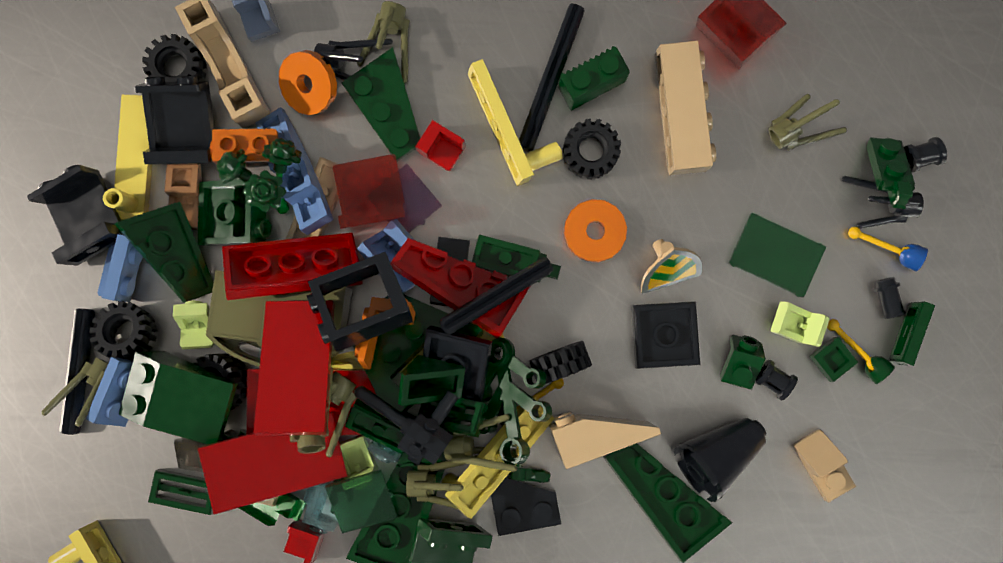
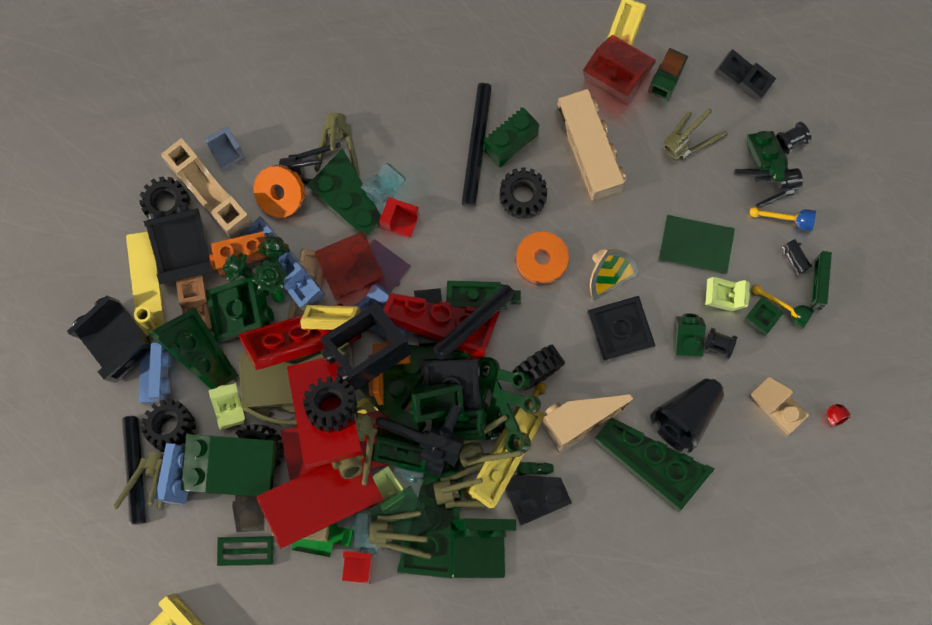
camera: 10 degrees left, 10 degrees down
(290, 349) = (327, 390): none -> black tyre
(330, 250) = (327, 316): none -> light yellow tile
(335, 519) = (382, 534): none -> olive plant
(431, 102) = (383, 184): none -> clear light blue bracket
(519, 163) = (467, 217): light yellow piece -> none
(796, 43) = (668, 74): none -> leg
(888, 492) = (837, 415): none -> red hinge
(889, 69) = (742, 74): none -> black slope

